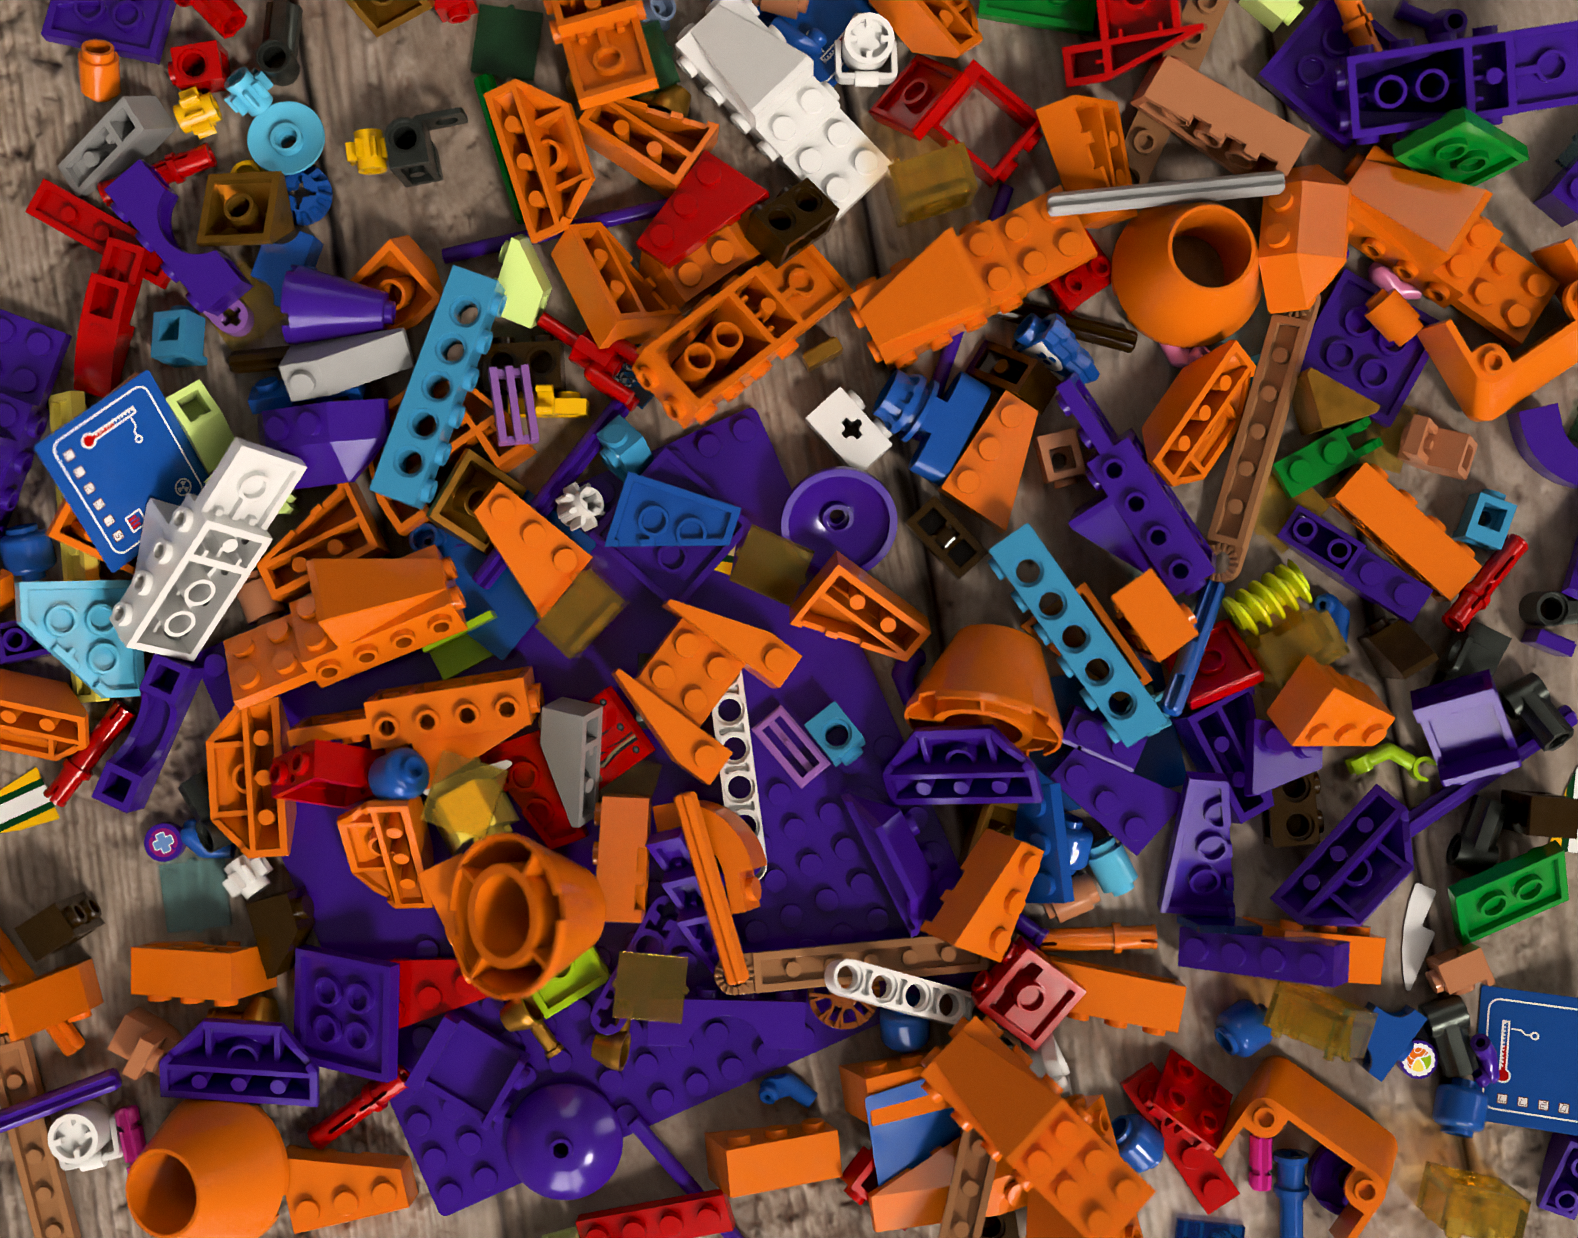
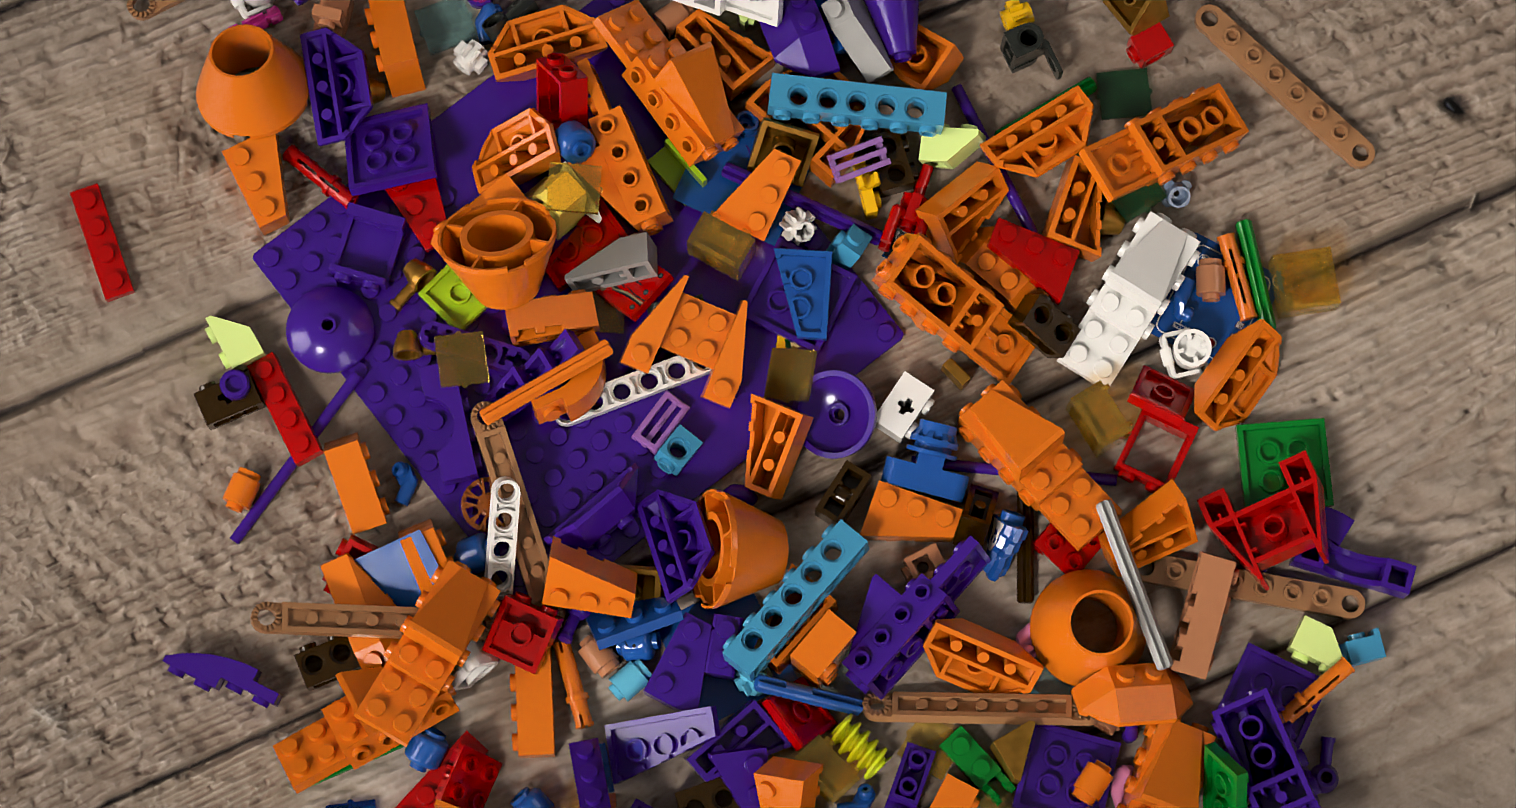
camera: 75 degrees right, 10 degrees down
(280, 926) = (440, 88): dark brown slope -> none

